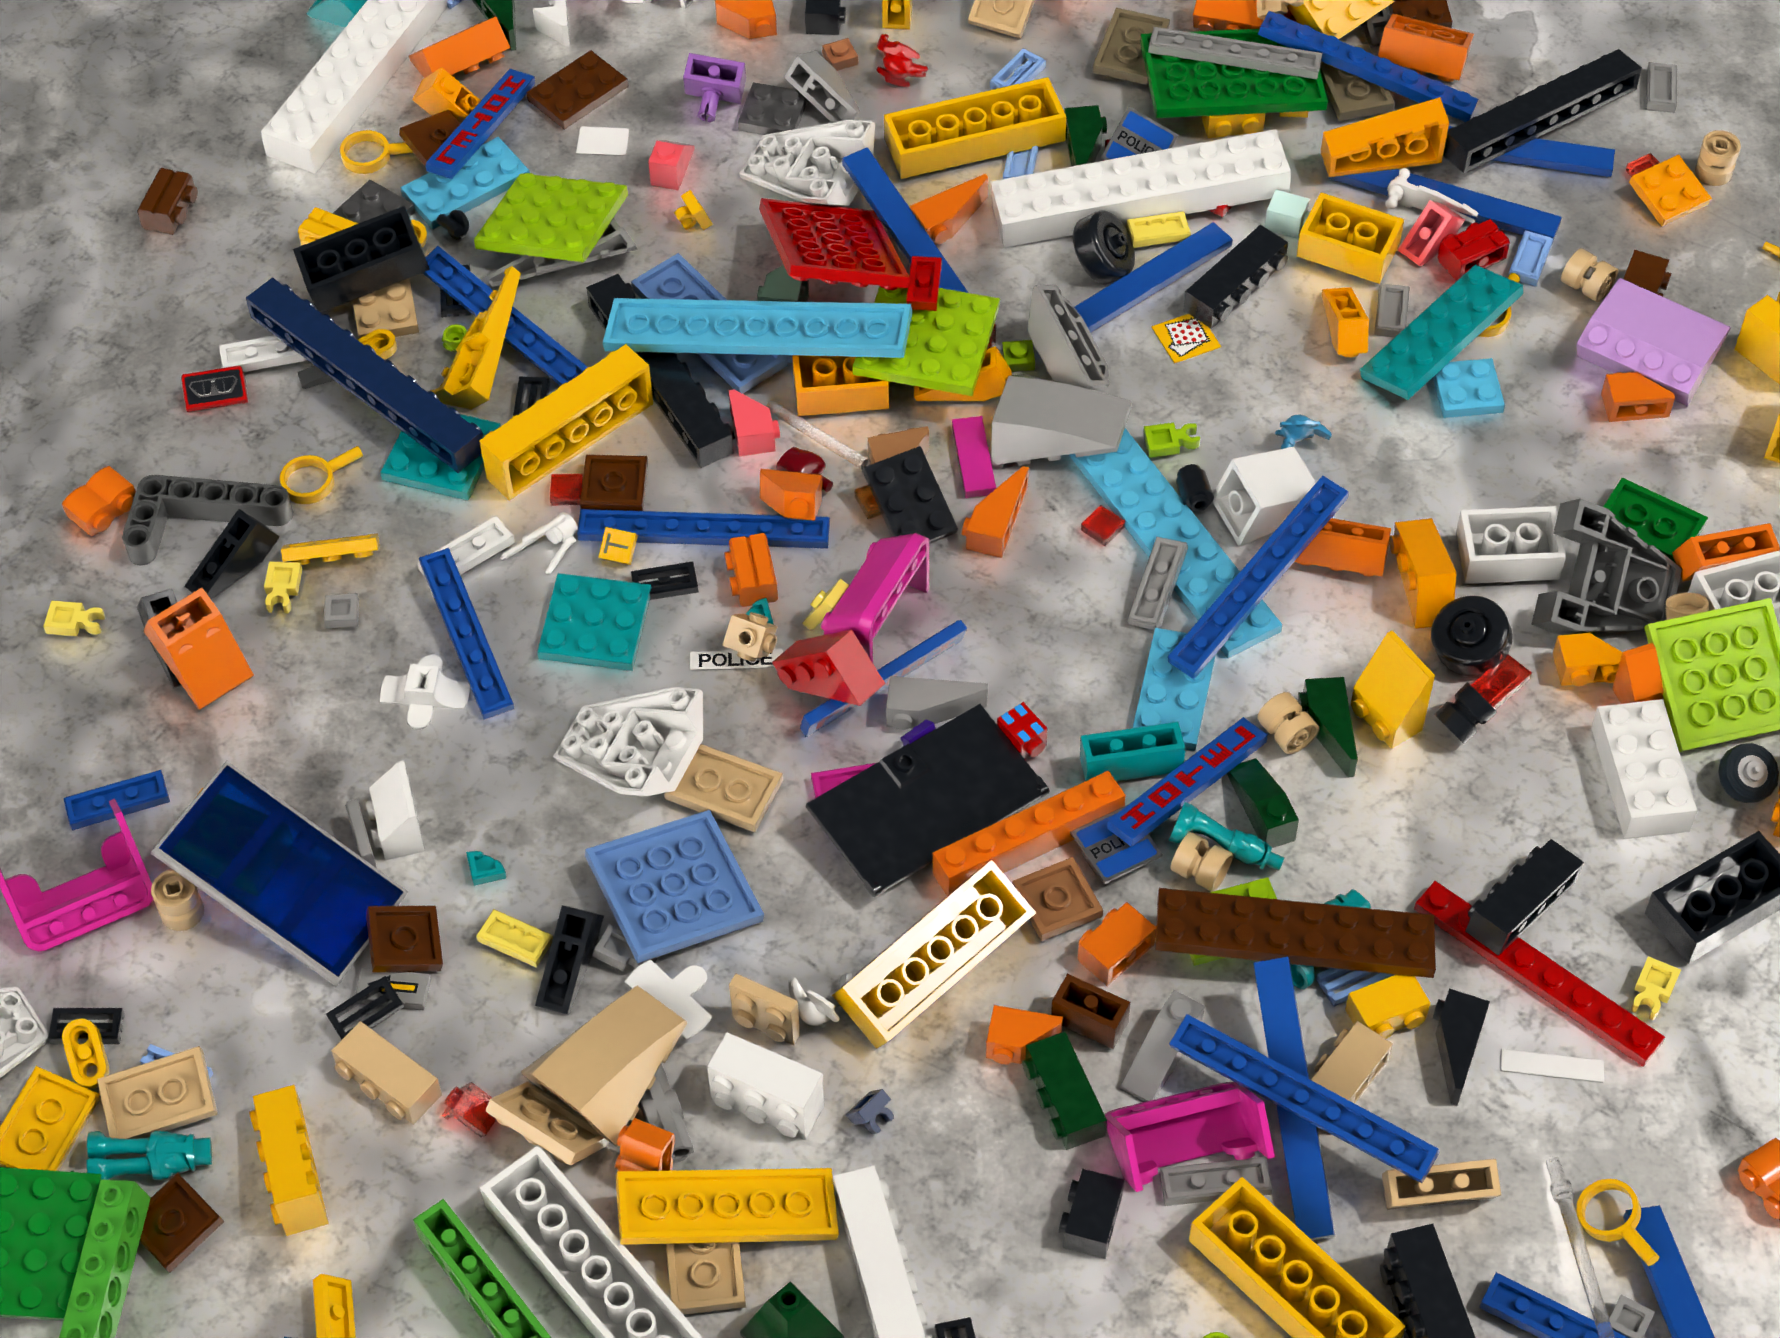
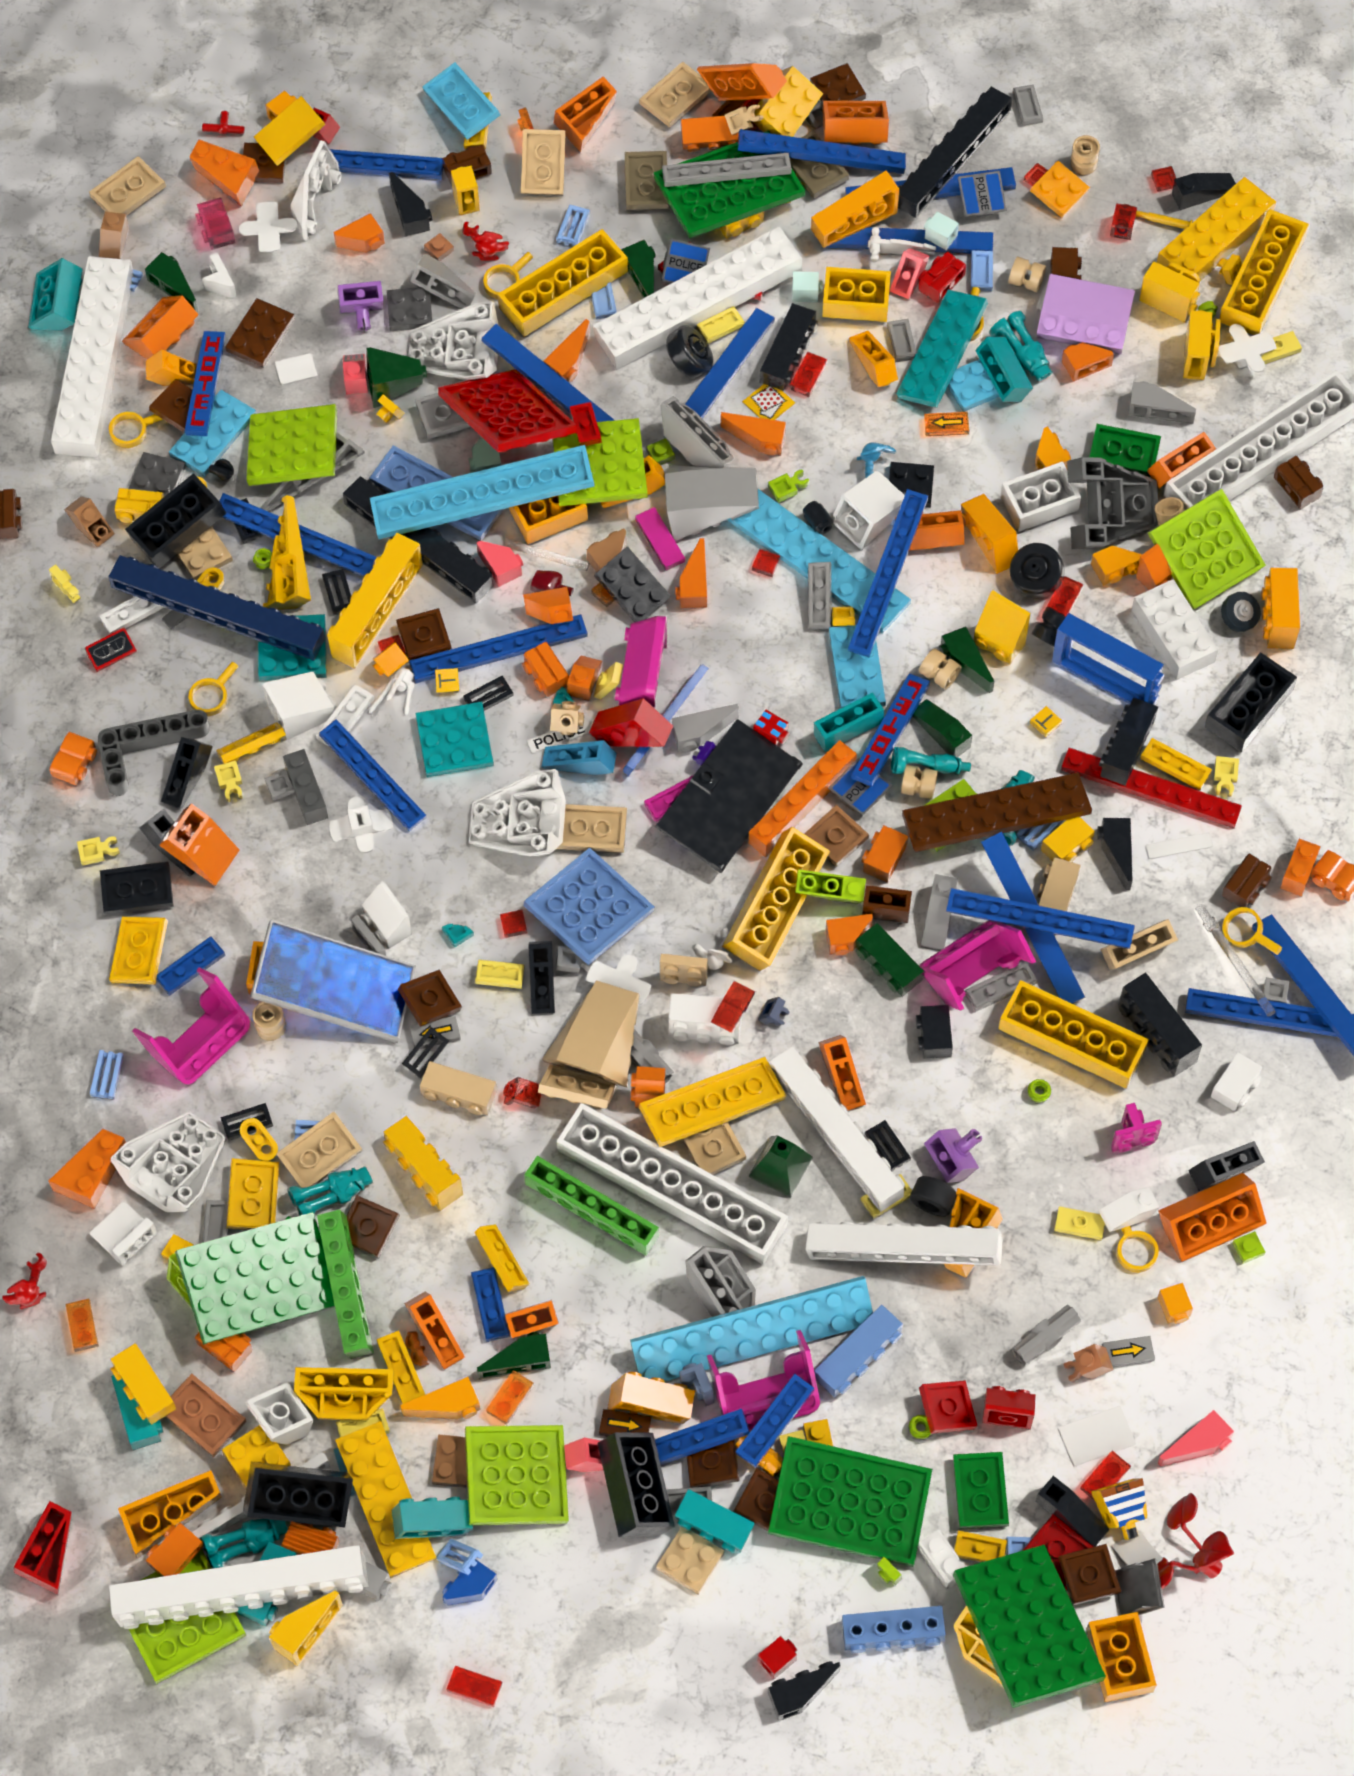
camera: 20 degrees left, 10 degrees up
(59, 759) = (138, 950): none -> yellow tile
(97, 681) = (136, 888): none -> black plate
(197, 293) = (62, 580): none -> light yellow plate
(265, 237) = (89, 520): none -> medium nougat slope
(372, 621) = (305, 787): none -> dark grey brick
(411, 515) = (298, 702): none -> white slope
(552, 498) = (389, 660): none -> light orange brick
(565, 878) = (513, 923): none -> clear red tile
(713, 171) = (392, 374): none -> dark green slope
(750, 237) = (438, 416): none -> light grey plate
(751, 693) = (582, 758): none -> dark azure slope
(794, 592) = (583, 677): none -> orange slope
(802, 1076) = (732, 1006): none -> clear red slope
(908, 96) = (527, 257): none -> yellow piece
(934, 1229) = (842, 1071): none -> orange slope
(1016, 960) = (831, 886): none -> lime slope
(1156, 366) = (759, 433): none -> orange slope
(1179, 618) = (843, 616): none -> yellow tile
(1251, 317) = (808, 374): none -> clear red plate
(1348, 474) = (913, 477): none -> black plate
(1414, 424) = (946, 424): none -> clear orange tile
(1415, 837) = (1046, 721): none -> yellow tile
(1491, 193) = (941, 230): none -> light aqua brick
(1494, 718) = (1112, 649): none -> blue door
(1516, 377) = (1004, 369): none -> teal brick
(1544, 488) = (1050, 451): none -> light orange slope
(1557, 372) = (1032, 353): none -> teal piece
(1562, 168) = (982, 194): none -> piece
(1585, 950) = (1176, 764): none -> yellow plate
(1637, 1146) = (1246, 881): none -> reddish brown brick
(1716, 476) = (1156, 403): none -> light grey slope
(1724, 1150) = (1300, 867): none -> orange brick
(1743, 248) = (1123, 221): none -> clear red brick

